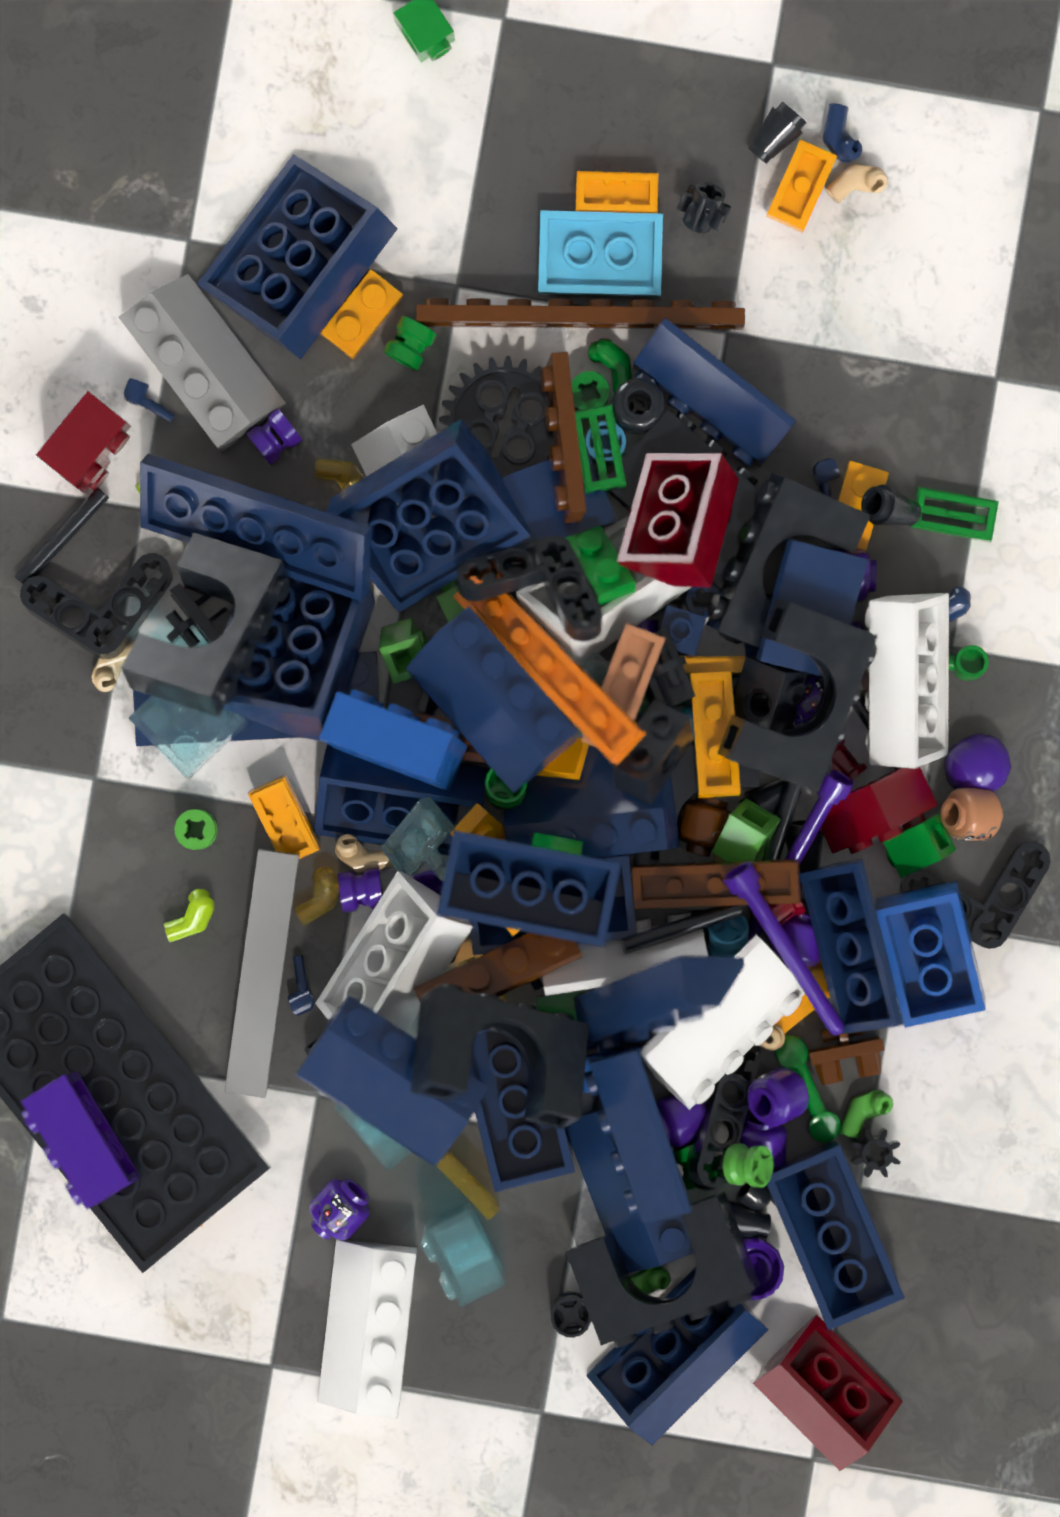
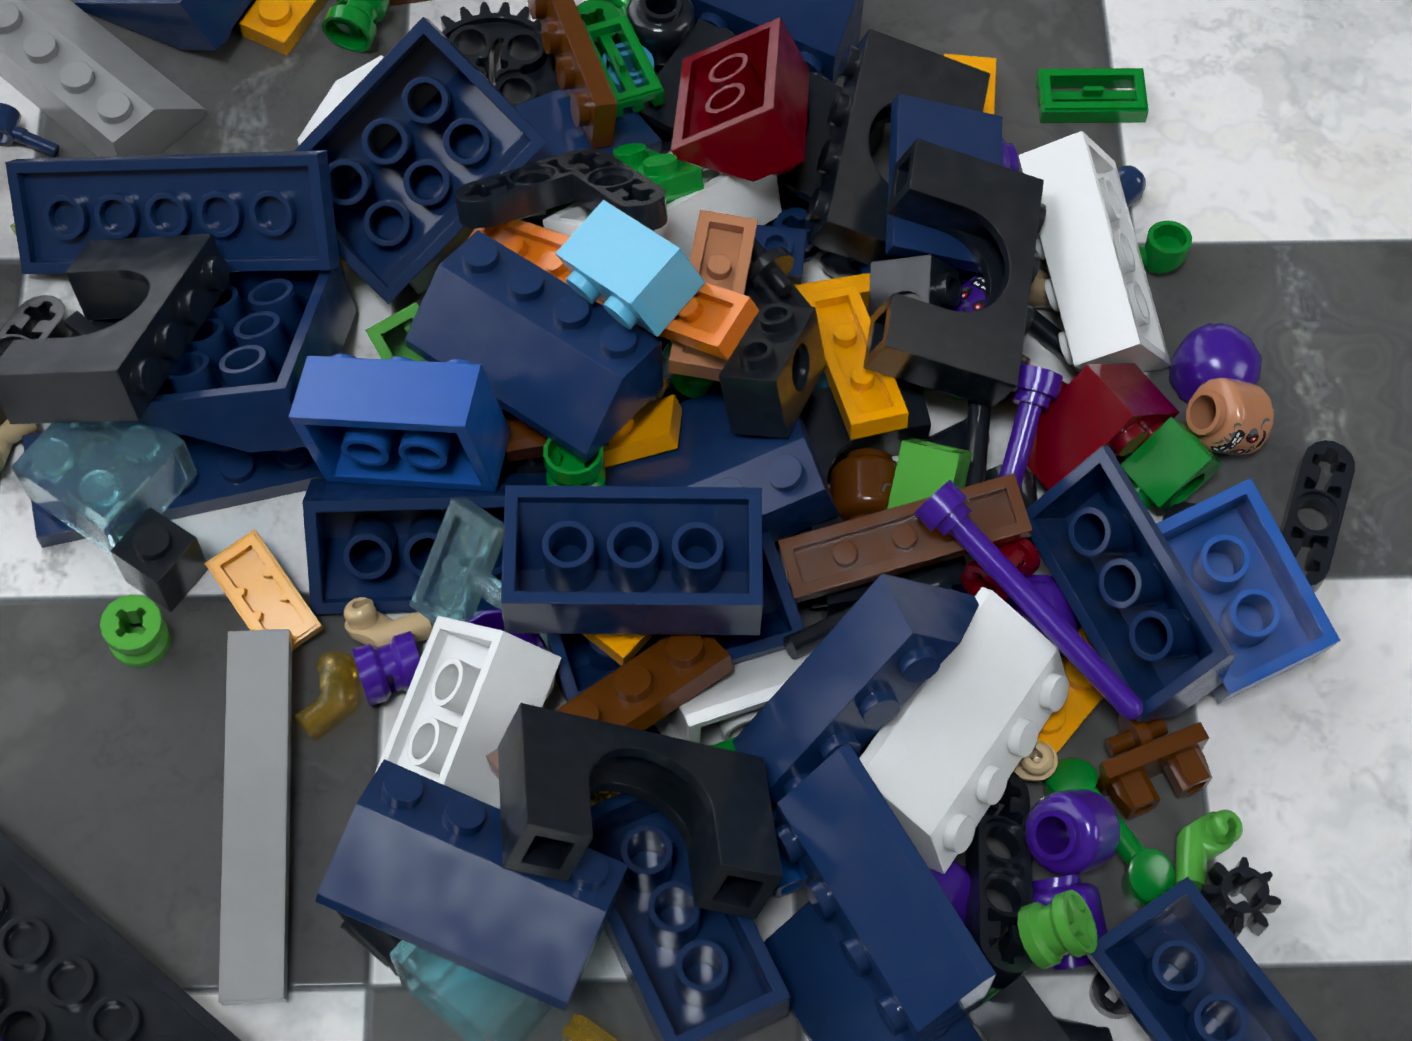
camera: 15 degrees left, 25 degrees down
(195, 919) = (147, 755): lime arm -> none
(218, 782) = (160, 559): none -> black brick
(265, 440) = (196, 133): dark purple wheel -> none
(303, 999) = (324, 841): dark blue hand -> none
(563, 683) = (629, 269): none -> medium azure brick
(754, 1197) = (1074, 997): black hinge -> none
(889, 507) = (1013, 82): black cone -> none

